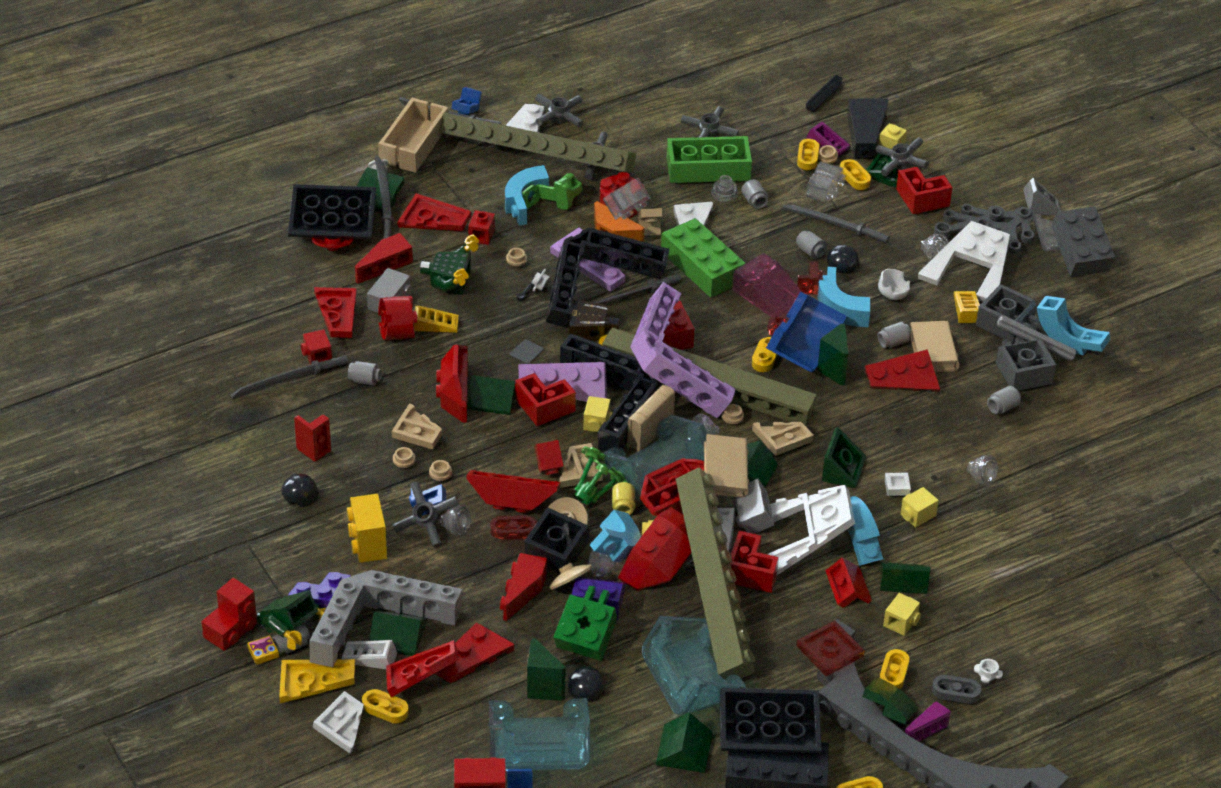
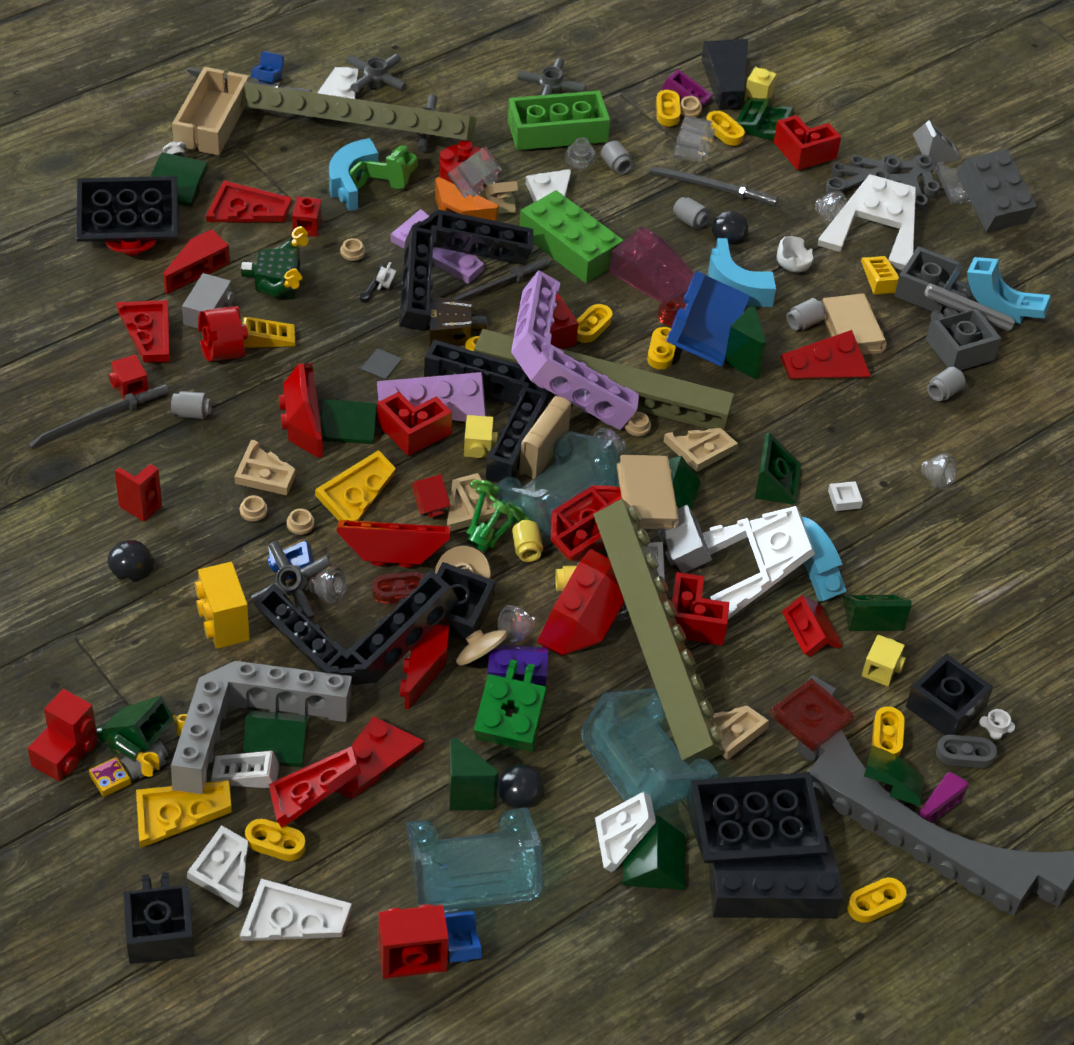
camera: 10 degrees left, 5 degrees up
(286, 755) = (158, 922): none -> black hinge
(321, 593) = (178, 693): plate -> none
(386, 220) = (192, 214): dark grey sword -> none
(391, 760) = (293, 914): none -> white wing
(490, 447) = (356, 488): none -> yellow wing
(490, 567) = (381, 649): none -> black brick
(617, 536) = (534, 591): medium azure arch -> none
(661, 721) = (623, 828): none -> white wing
(709, 330) = (593, 322): none -> yellow plate
(770, 656) = (739, 728): none -> tan wing
(809, 283) = (699, 257): clear red bracket -> none
(822, 94) = (672, 36): black axle -> none
(902, 156) = (775, 104): dark grey bar -> none
(919, 507) = (876, 523): light yellow brick -> none
(949, 645) = (949, 696): none -> black brick

